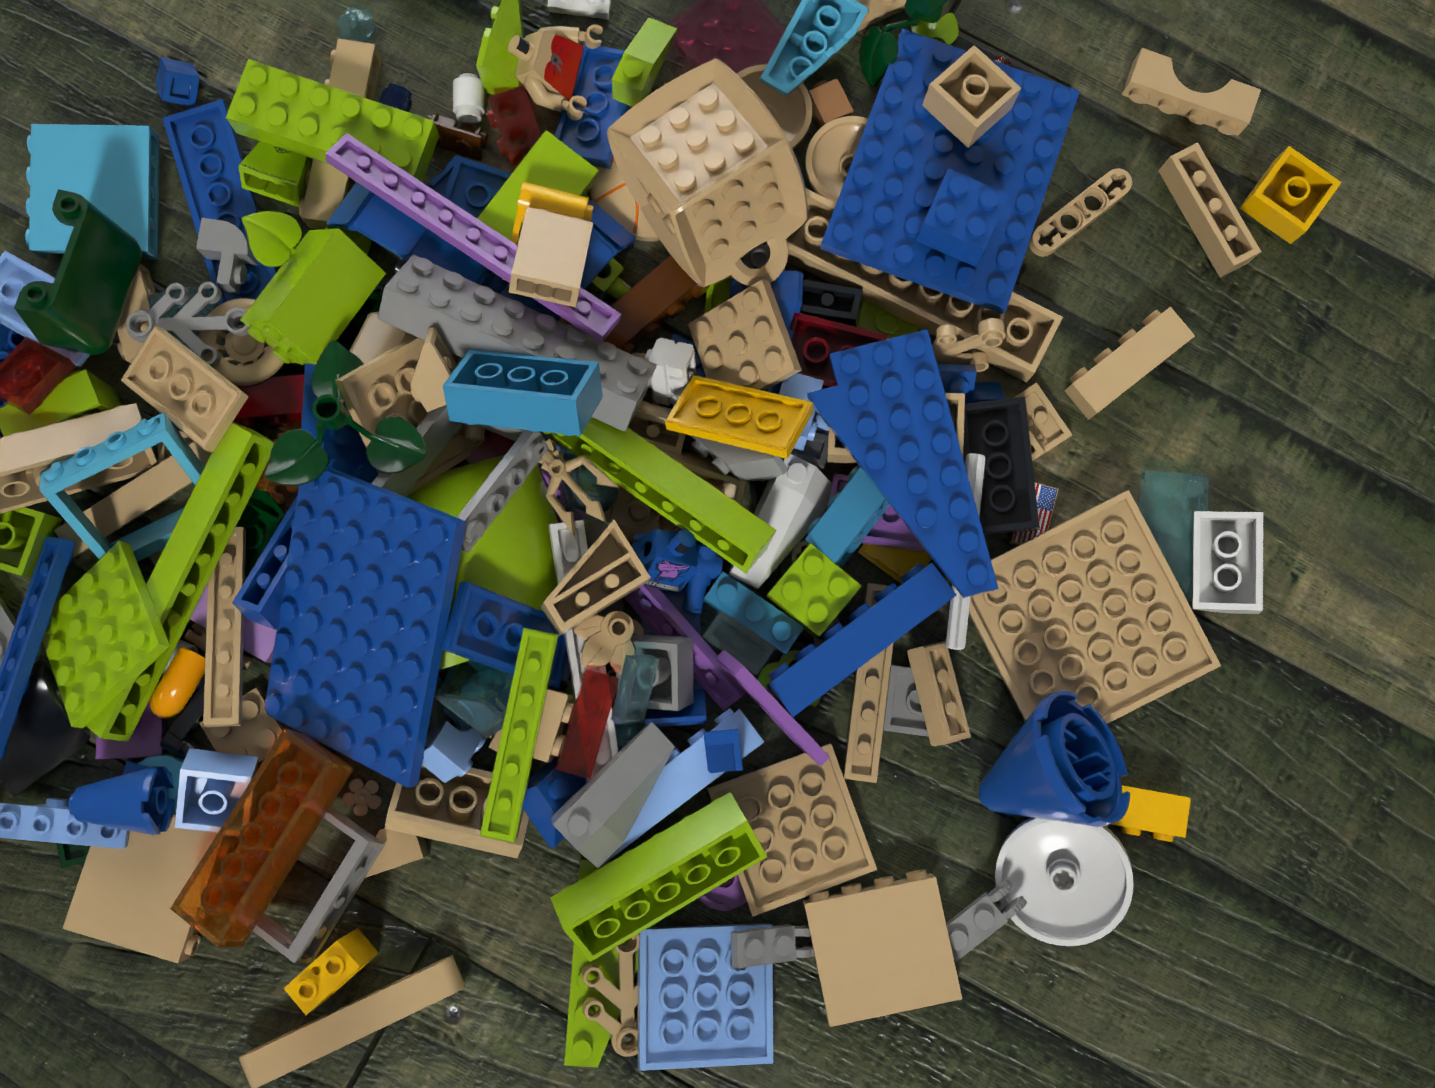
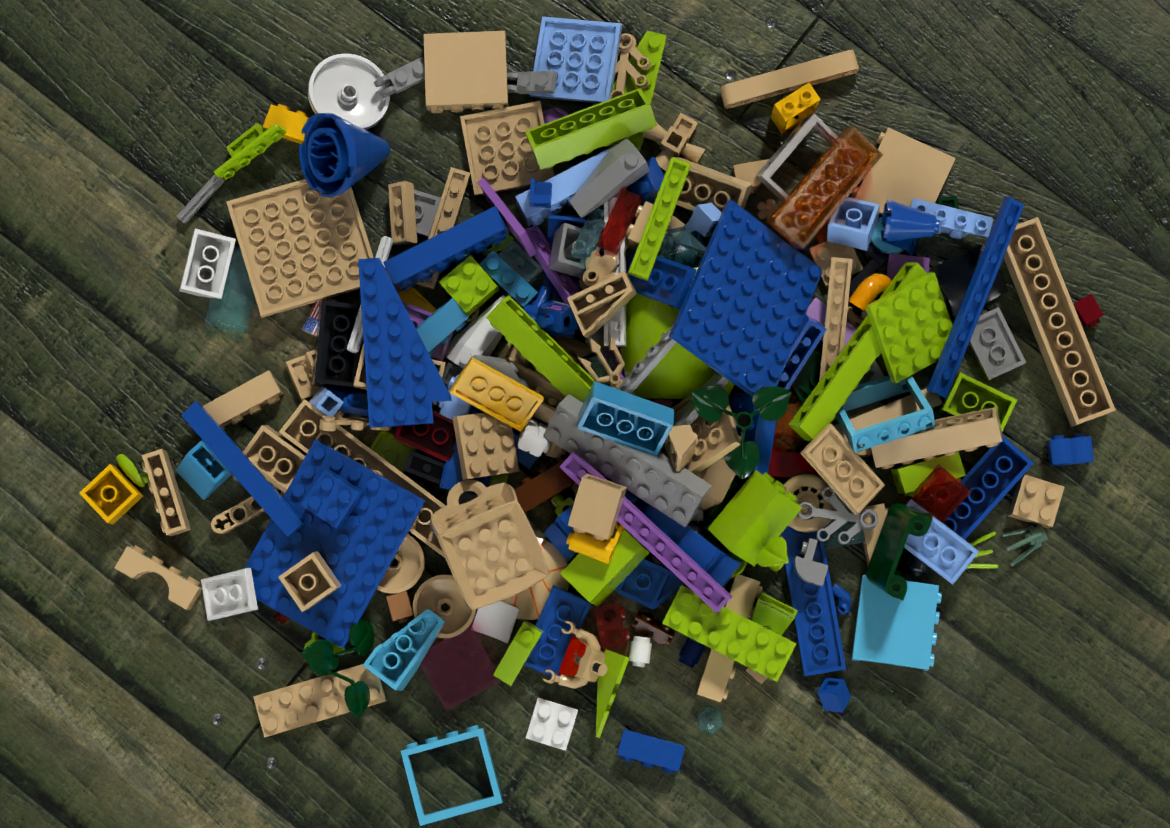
camera: 165 degrees left, 0 degrees up
(178, 218) = (844, 599): none -> blue arm
(521, 881) = (676, 141): none -> tan brick
(999, 374) = (326, 401): none -> light blue brick
(1062, 283) = (275, 456): none -> tan slope
(1083, 78) = (229, 594): none -> white tile
(1106, 252) = (243, 469): none -> blue tile
(1158, 257) = (203, 470): none -> dark azure slope
(1205, 761) = (248, 147): none -> lime bracket
(1258, 670) = (200, 198): none -> light grey axle
(1270, 239) = (131, 471): none -> lime arm

